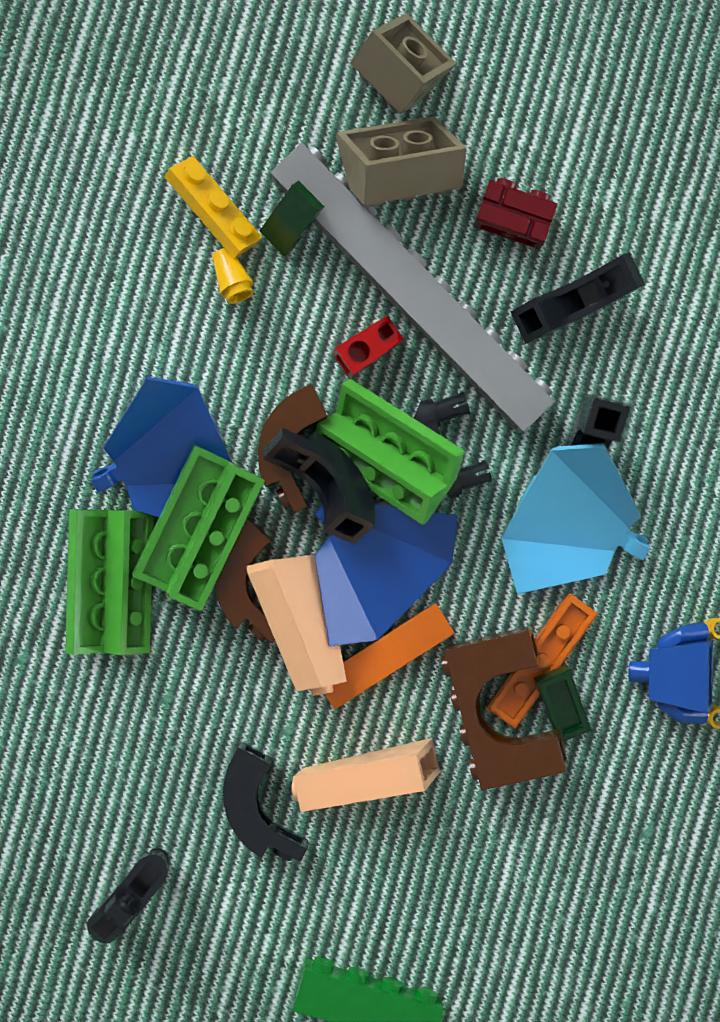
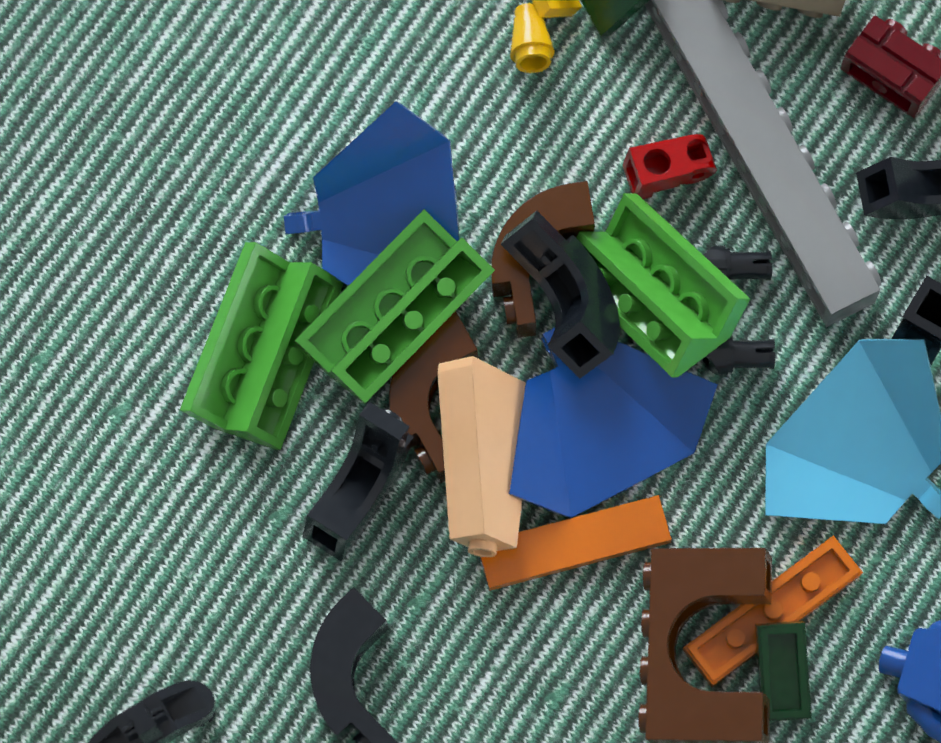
camera: 20 degrees right, 15 degrees down
(217, 669) = (361, 483): none -> black arch
(367, 776) = (504, 678): light nougat slope -> none

